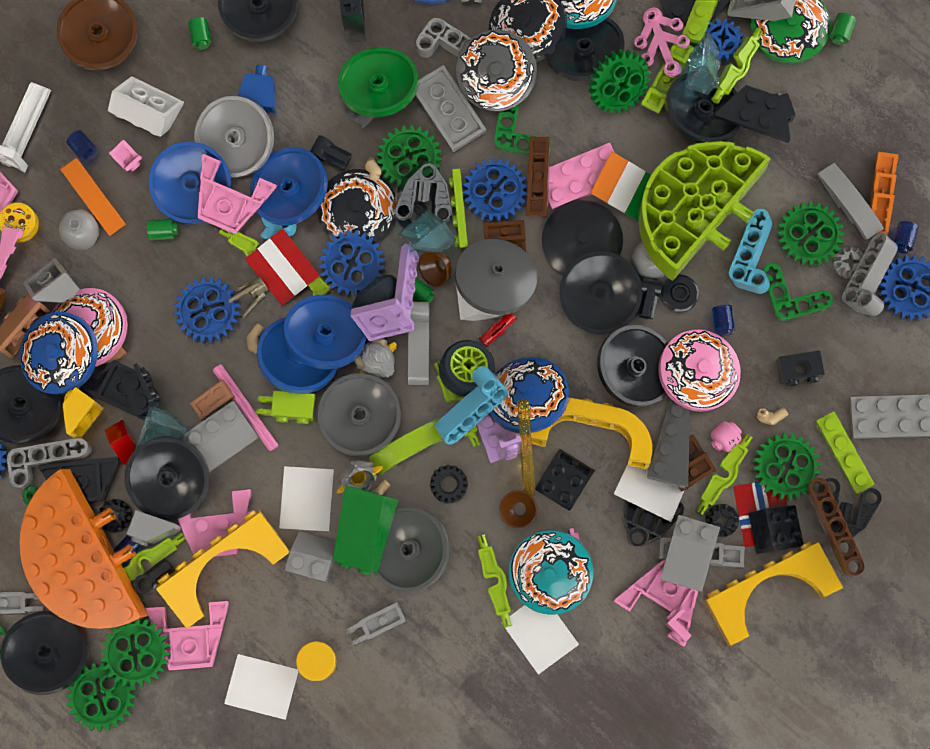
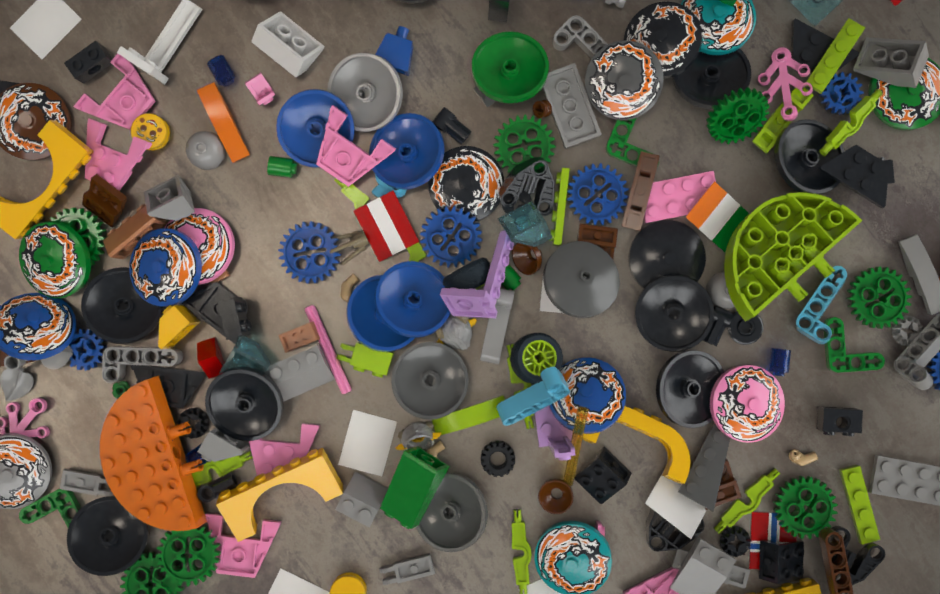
camera: 10 degrees right, 10 degrees up
(372, 167) = (488, 150): tan arm -> none
(425, 117) = (545, 111): none -> reddish brown bush
(497, 329) = (570, 326): red pin -> none
(703, 66) = (820, 117): clear light blue slope -> none
(725, 436) = (757, 469): bright pink head -> none

